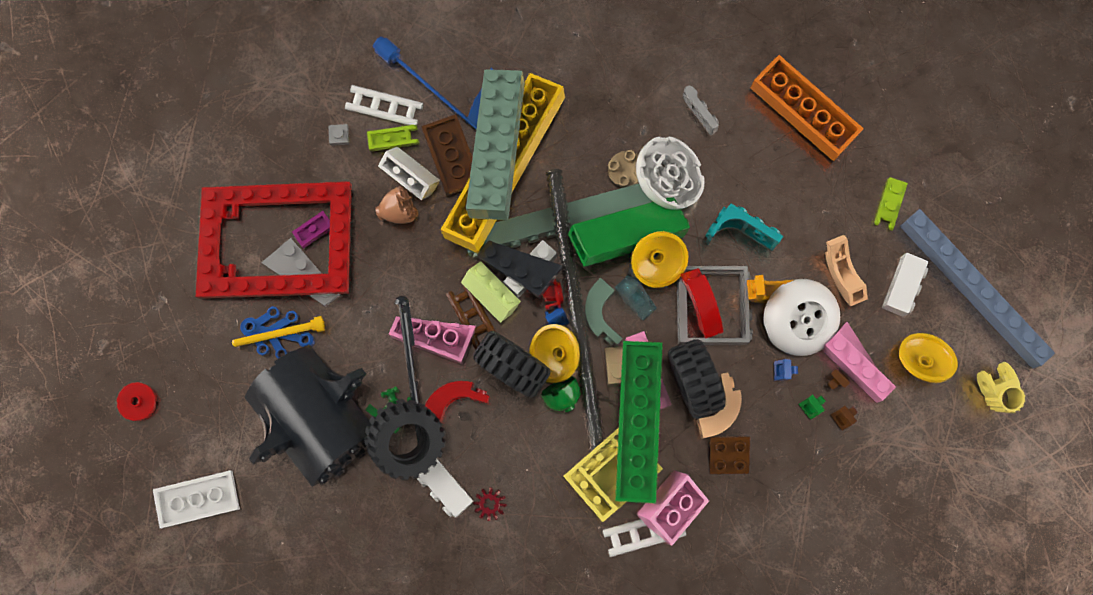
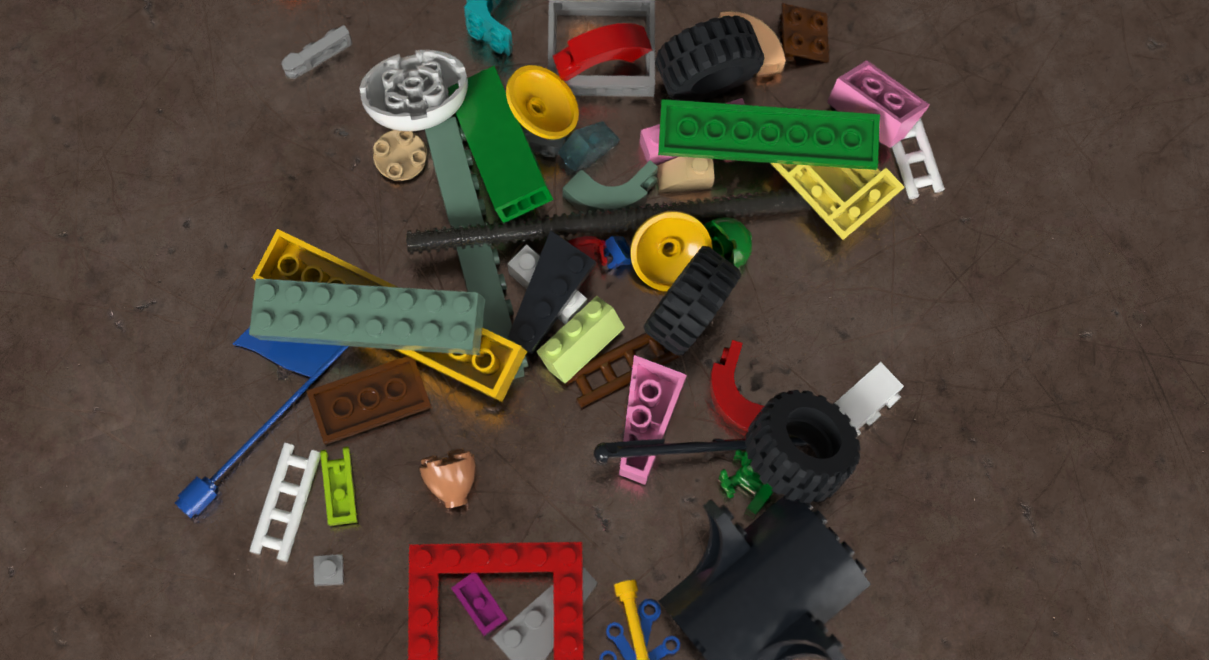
camera: 95 degrees left, 5 degrees down
(409, 173) = (398, 457): white brick -> none
(488, 511) = (886, 334): dark red gear -> none

